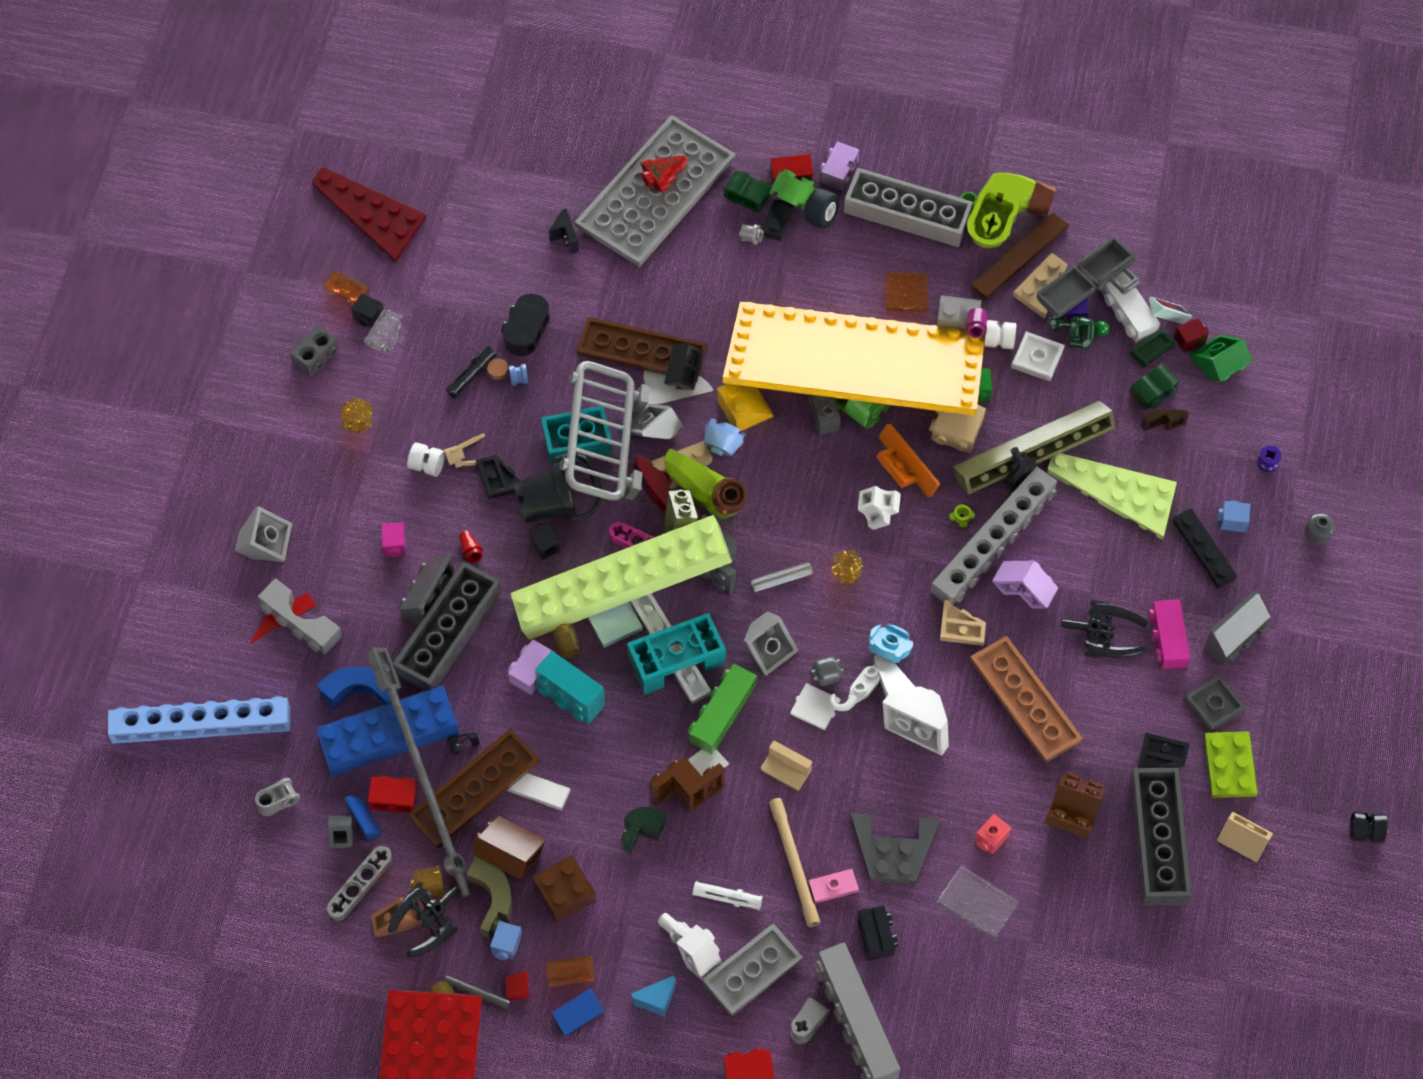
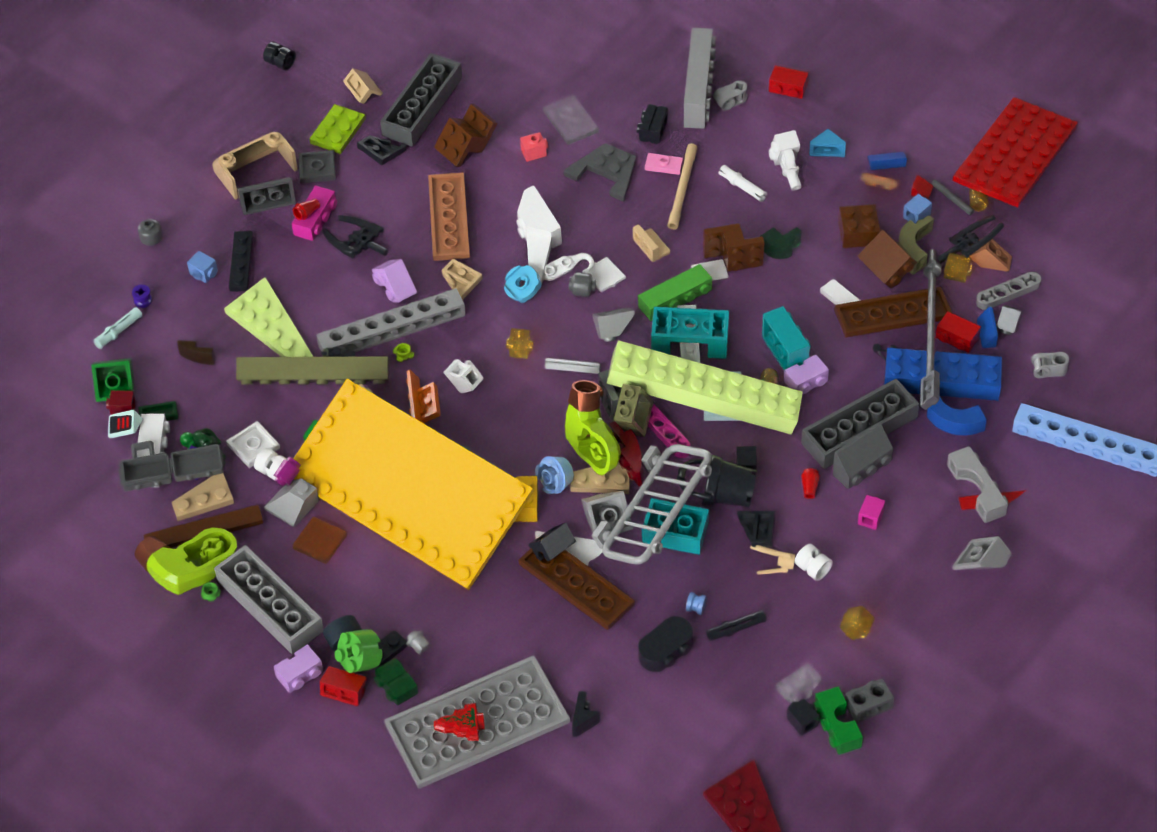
camera: 150 degrees left, 10 degrees down
(323, 309) = (842, 735): none -> green arch
(345, 287) = (812, 749): clear orange plate -> none
(497, 369) = (710, 620): nougat tile -> none
(752, 969) = (747, 136): light grey plate -> none
(1154, 387) = (183, 378): dark green brick -> none
(1174, 612) = (305, 209): none -> red cone
(1266, 394) = (112, 332): none -> light aqua pin
(1289, 695) = (251, 152): none -> tan windscreen

